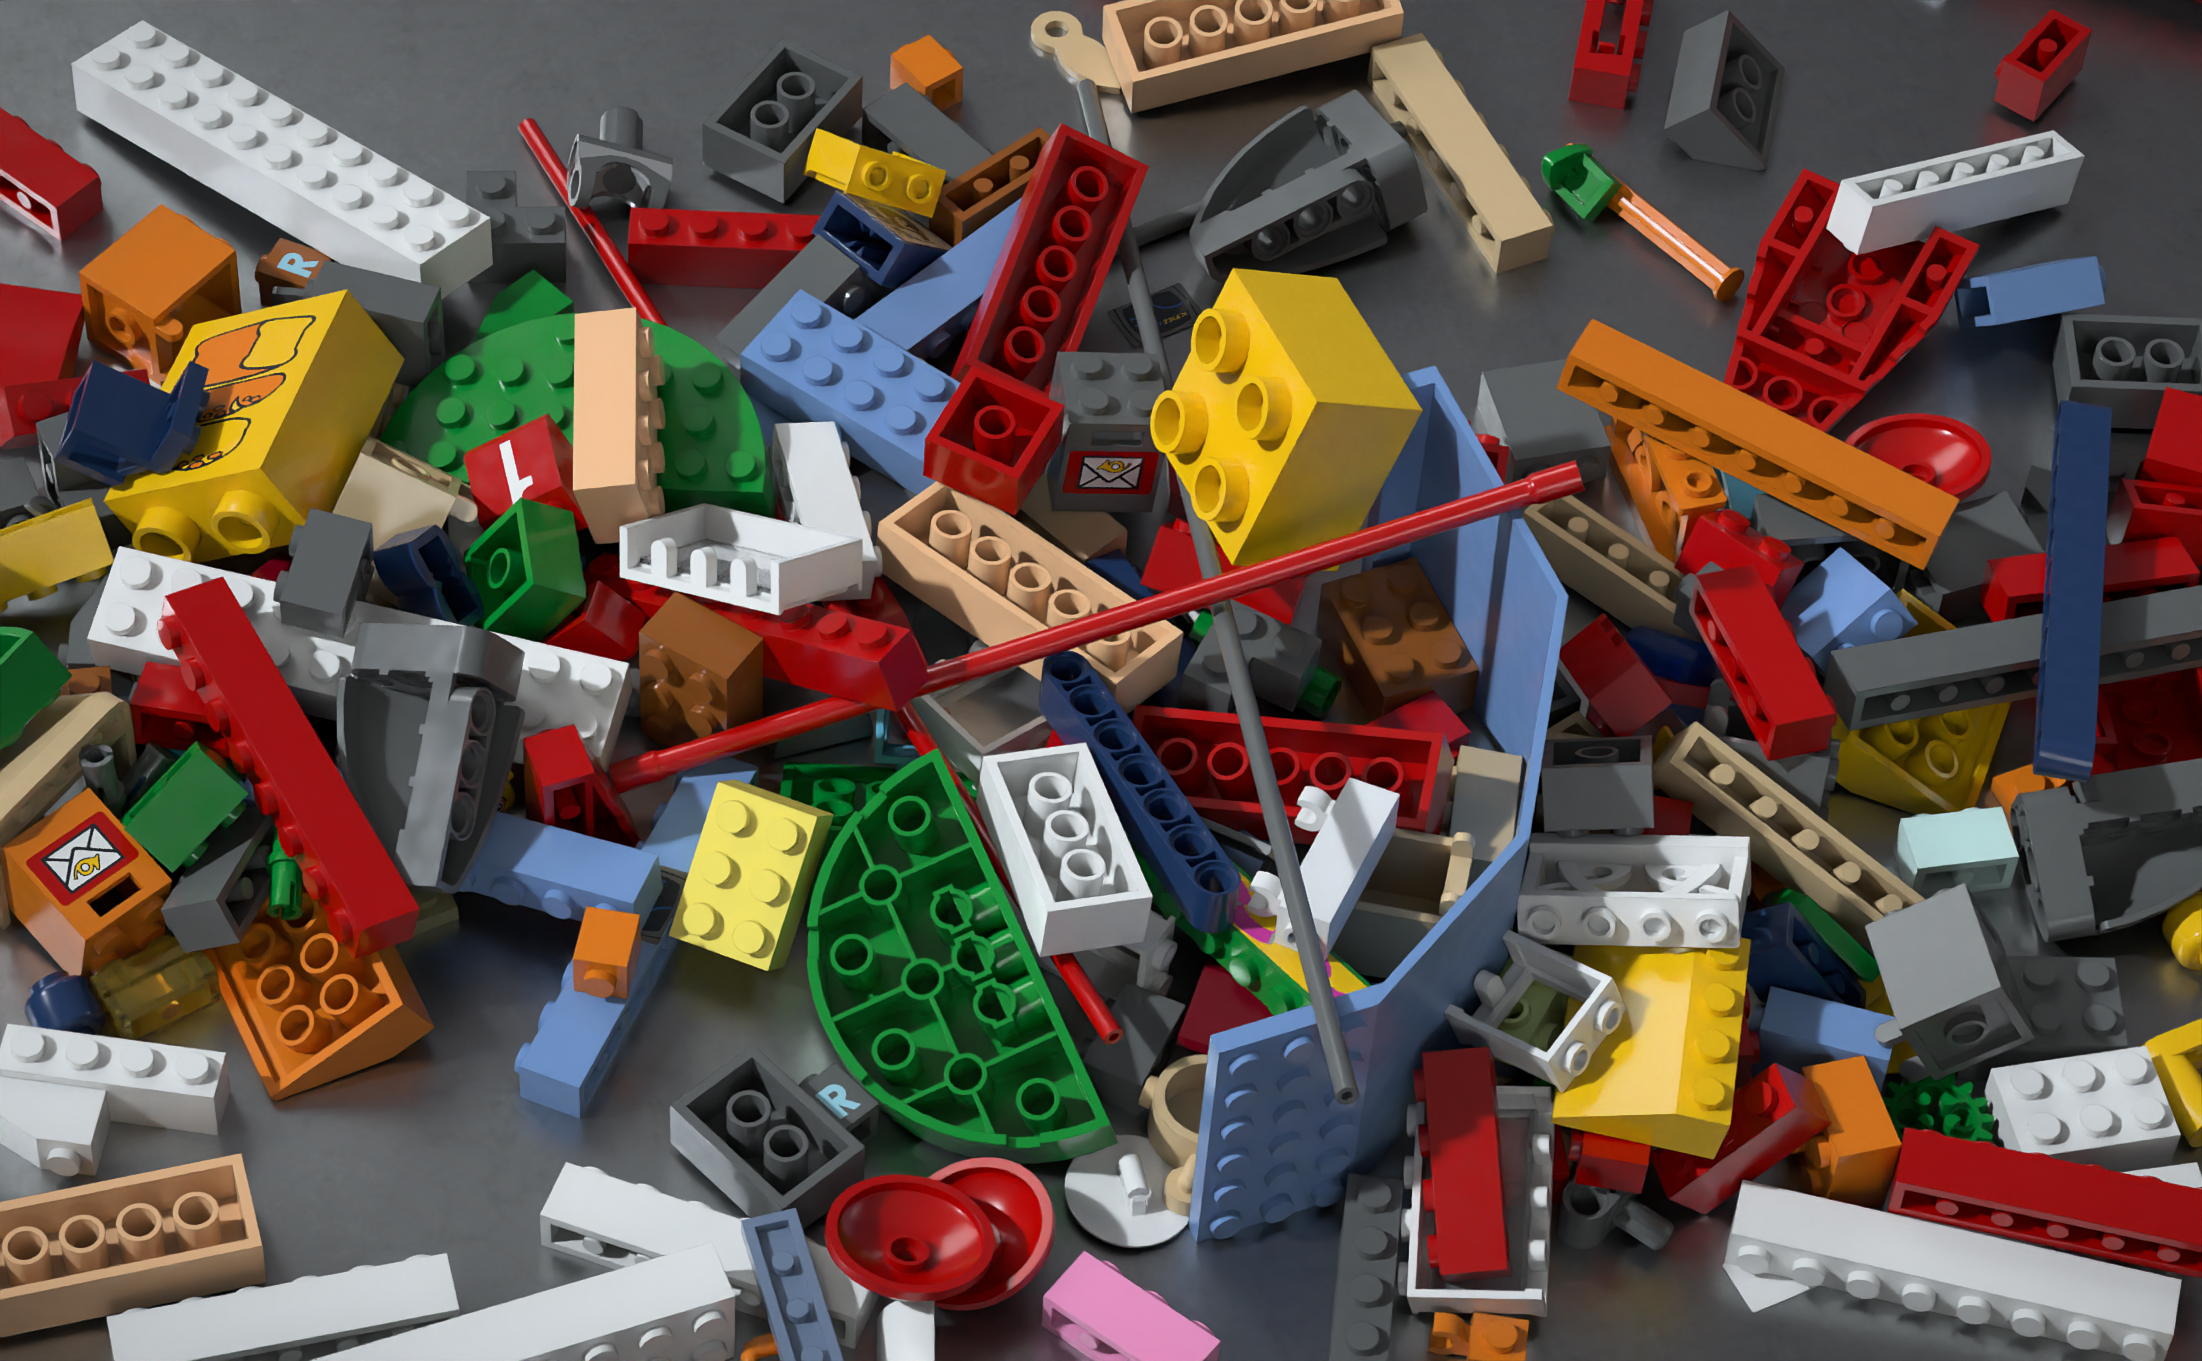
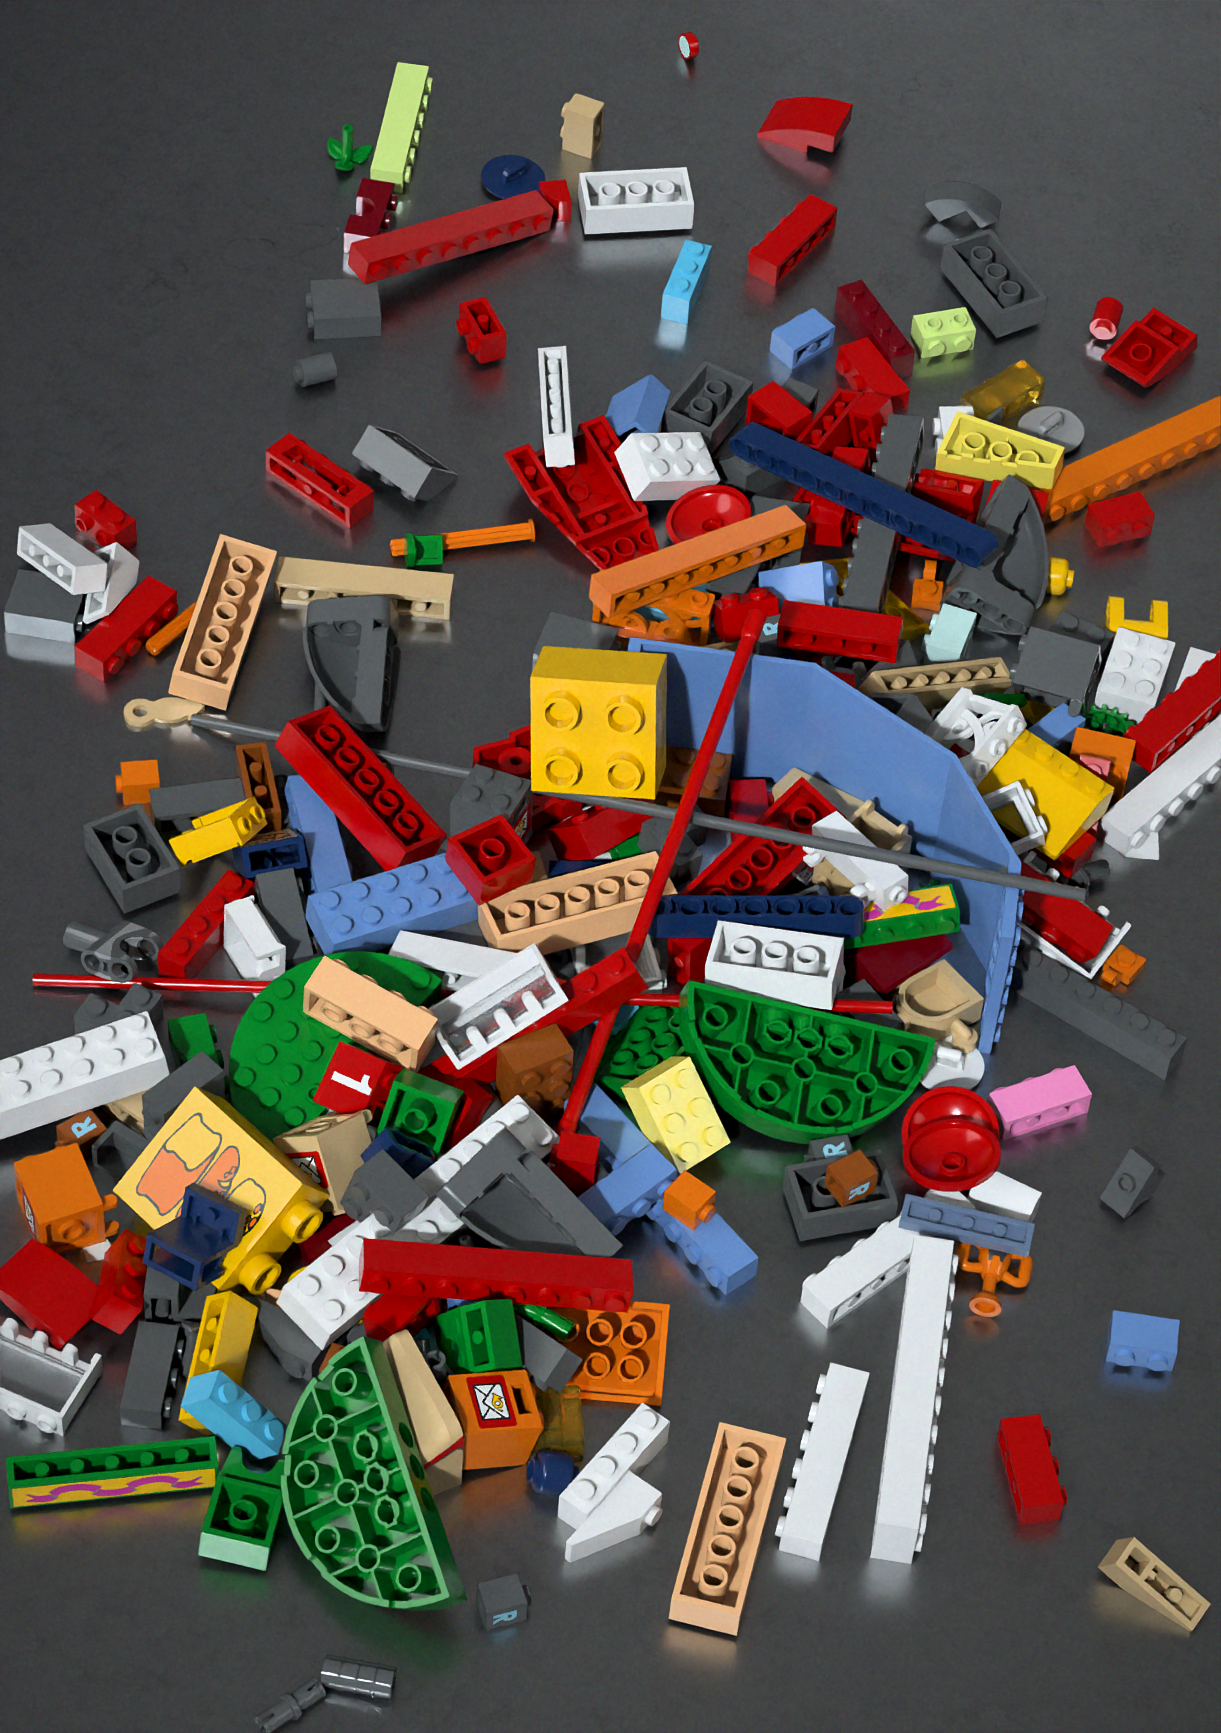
camera: 60 degrees left, 0 degrees up
(723, 284) = (251, 941): none -> white window
(767, 1122) = (851, 1178): none -> dark orange brick
(1960, 360) = (665, 464): none -> white brick

